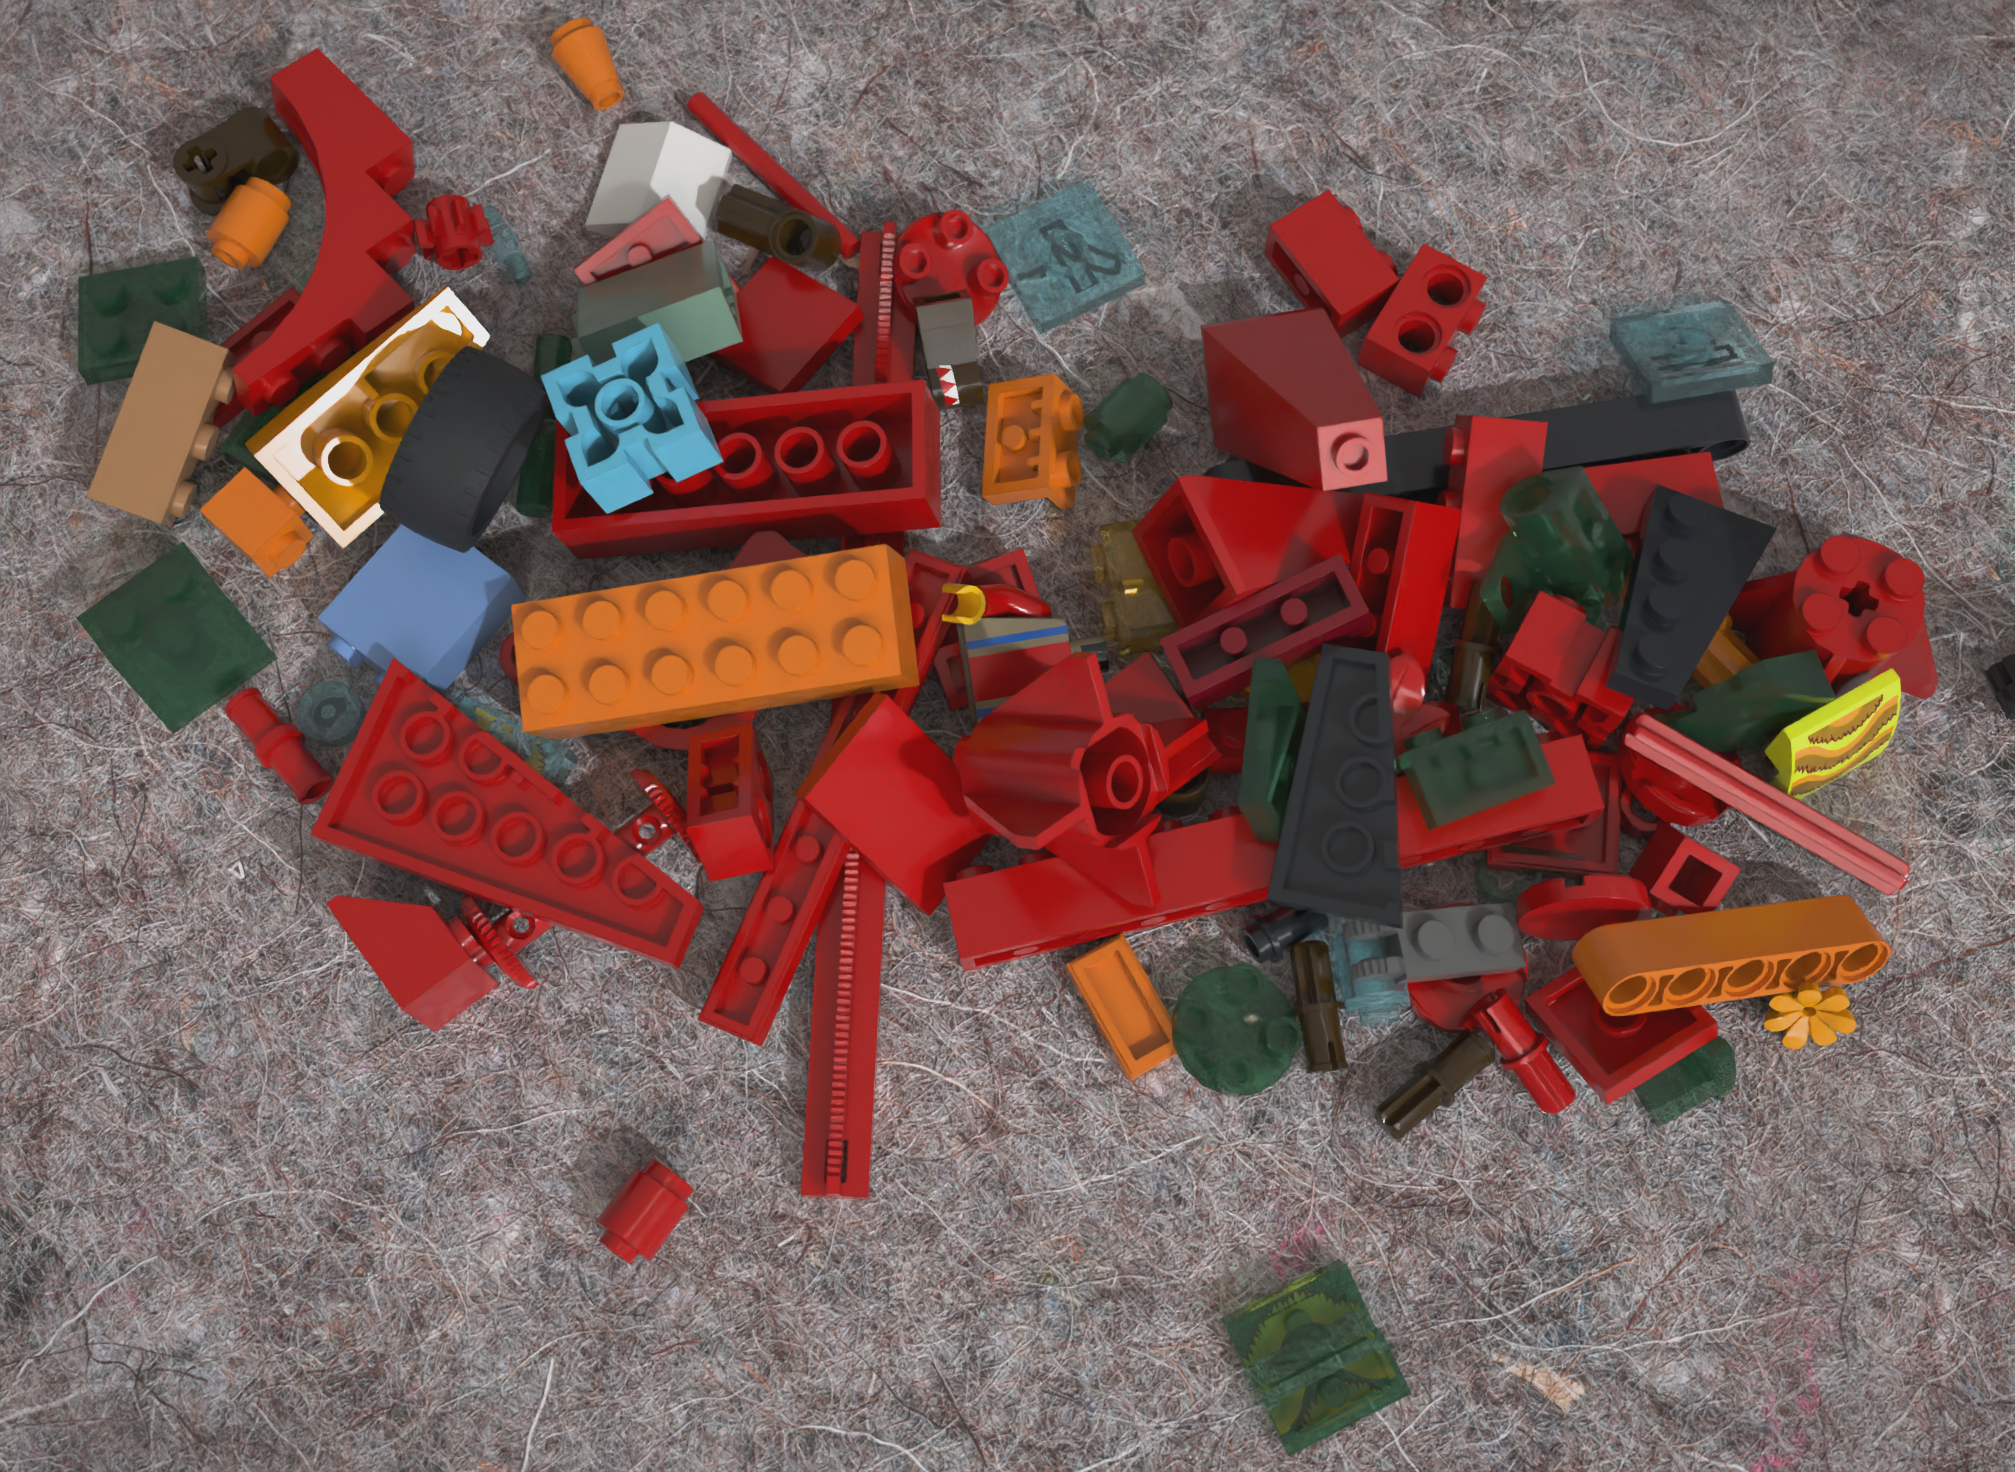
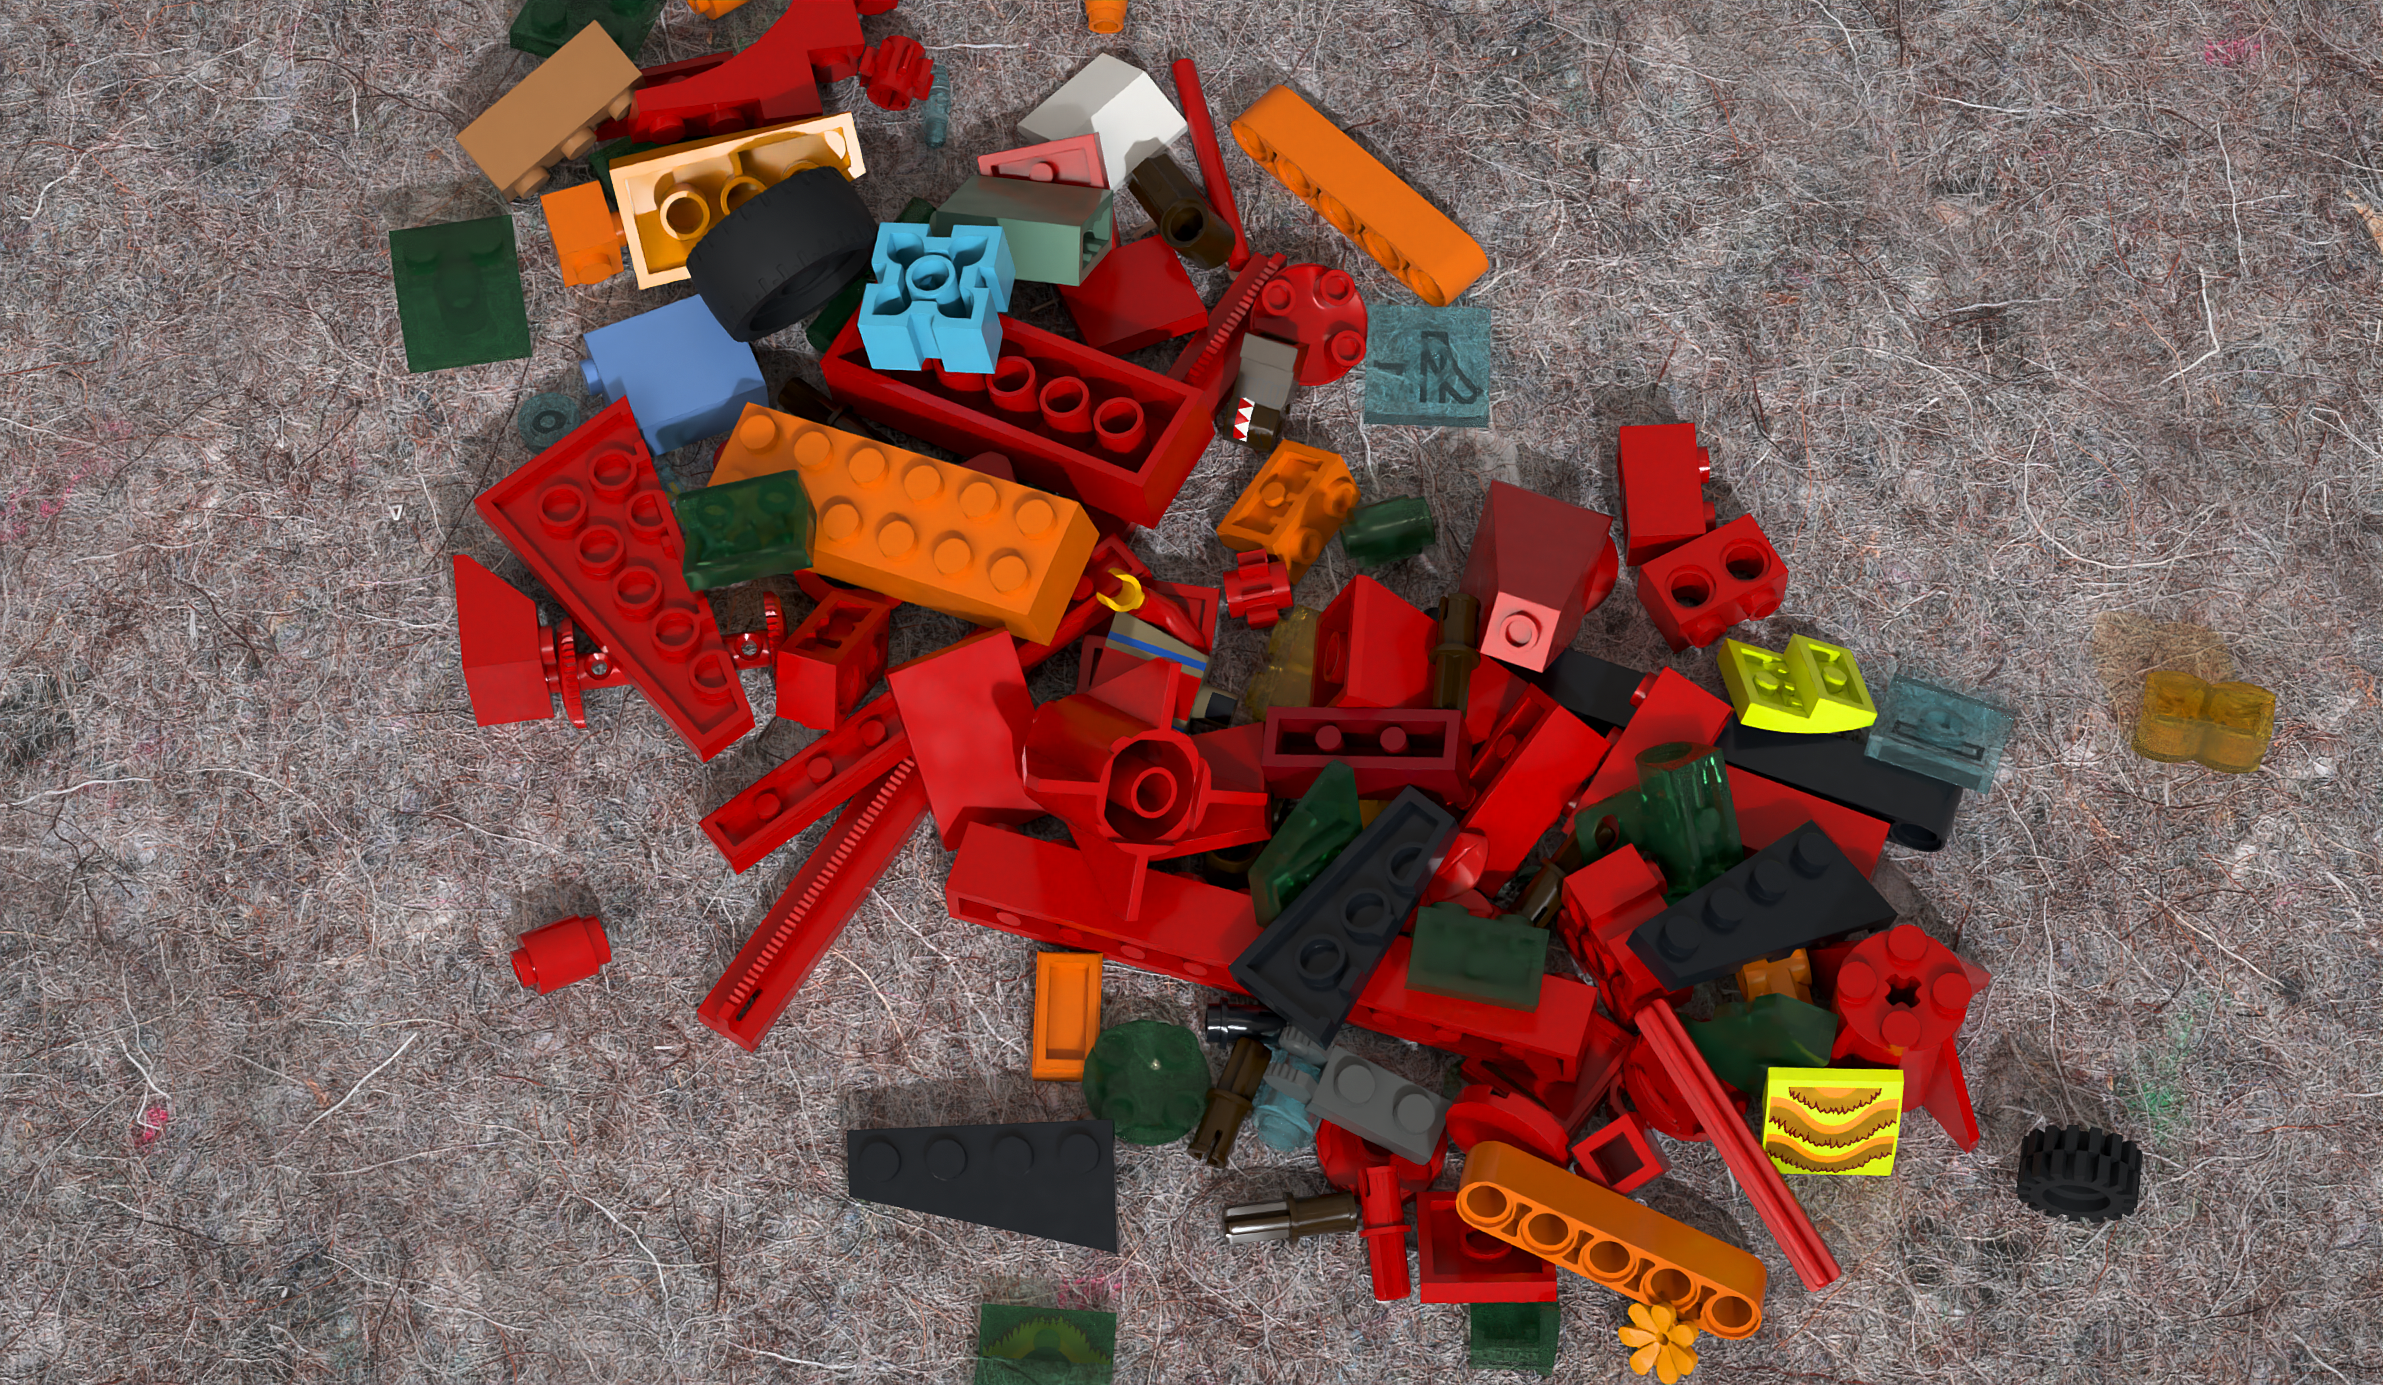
camera: 30 degrees right, 10 degrees down
(279, 746) = (489, 423): red pin -> none
(584, 574) = (810, 404): none -> dark brown axle
(592, 732) = (747, 530): none -> clear green bracket
(918, 138) = (1359, 196): none -> orange beam
(1054, 529) = (1258, 589): none -> red gear
(1167, 1193) = (1009, 1176): none -> black wing
(1295, 504) = (1455, 651): none -> dark brown axle
(1553, 373) = (1801, 691): none -> neon yellow slope
(1888, 228) = (2215, 724): none -> clear yellow brick

